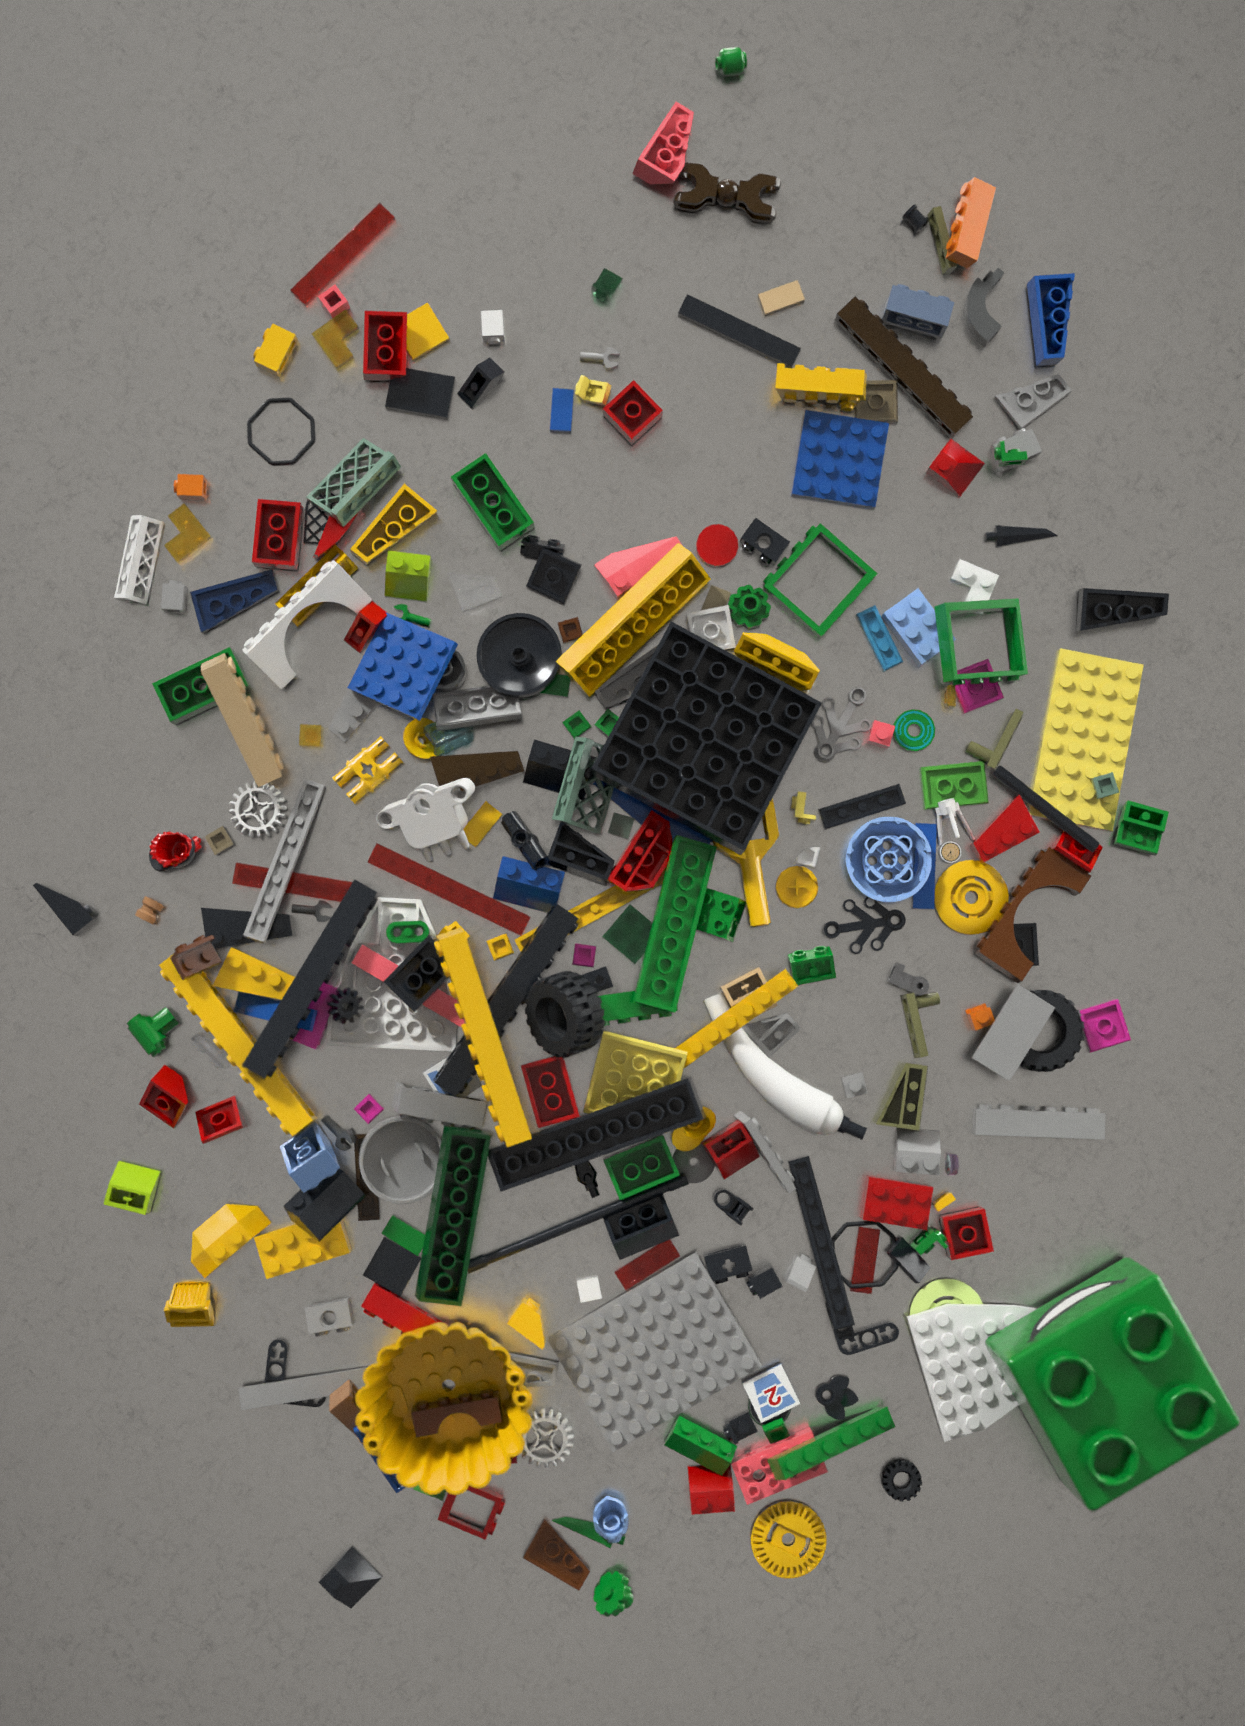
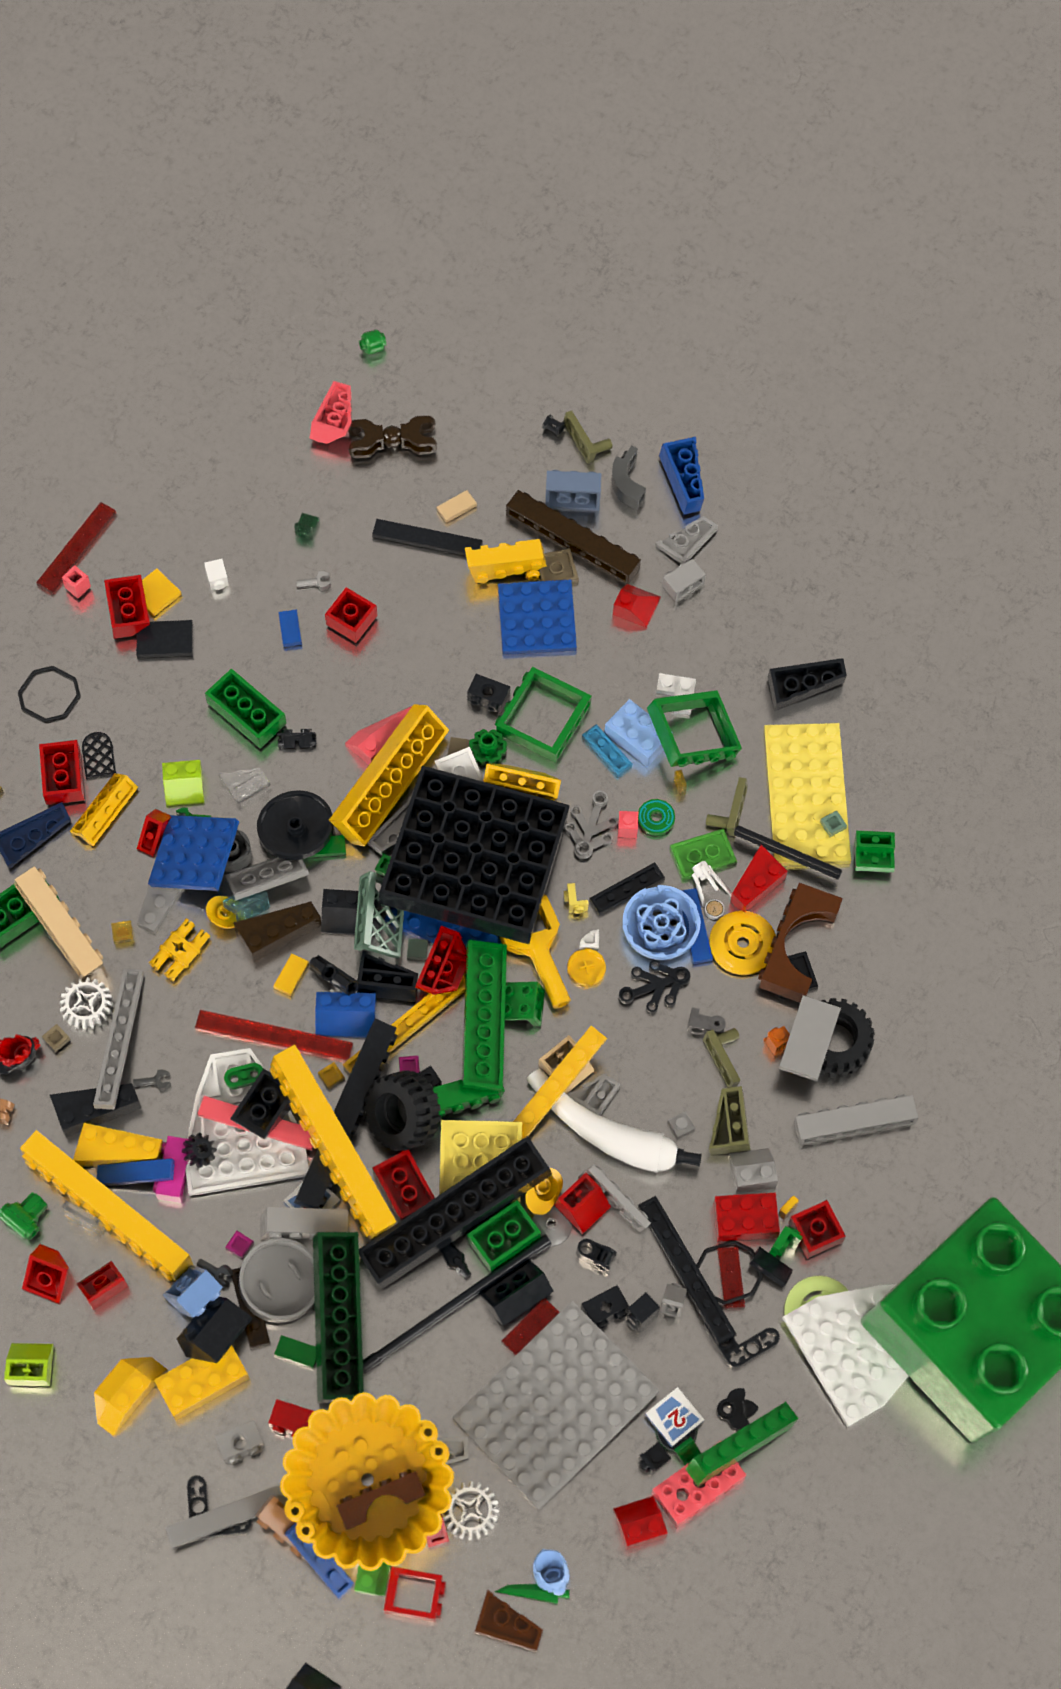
camera: 10 degrees left, 20 degrees down
(190, 1305) = (104, 1463): yellow piece -> none
(195, 957) = (52, 1132): reddish brown bracket -> none
(275, 349) = (32, 629): yellow brick -> none
(298, 884) = (139, 1059): clear red plate -> none
(309, 980) = (161, 1133): black brick -> none
(330, 585) = (71, 864): white arch -> none
(331, 337) = (79, 611): clear yellow plate -> none
(331, 535) = (113, 756): red slope -> none
(363, 489) = (125, 722): sand green fence -> none
(392, 1266) = (290, 1382): black tile -> none
(396, 521) = (164, 740): yellow wedge -> none
(431, 825) = (255, 973): white piece -> none
(480, 382) = (215, 619): black slope -> none
(529, 1322) = (430, 1400): yellow slope -> none
(553, 575) = (311, 756): black tile -> none
(570, 630) = (334, 798): reddish brown tile -> none
(577, 724) = (355, 873): green tile -> none
(589, 1289) = (481, 1362): white tile -> none
(592, 391) = (313, 607): light yellow bracket -> none
(613, 1594) = (570, 1644): green plant -> none
(630, 933) = (446, 1038): clear green plate -> none
(700, 1445) = (620, 1481): green brick -> none
(717, 545) = (449, 705): red tile -> none
(782, 1559) = (731, 1535): yellow piece -> none
(812, 965) = (618, 1029): green bracket -> none
(904, 1493) = (827, 1463): black tyre -> none
(951, 1164) = (787, 1173): clear purple tile -> none
(970, 222) = (599, 417): orange brick -> none
(977, 695) = (702, 776): dark pink tile -> none
(1010, 535) = (699, 646): black bar -> none
(1013, 457) = (679, 582): green bracket -> none
(1076, 852) = (824, 882): red slope -> none
(1104, 1026) = (891, 1025): dark pink tile -> none

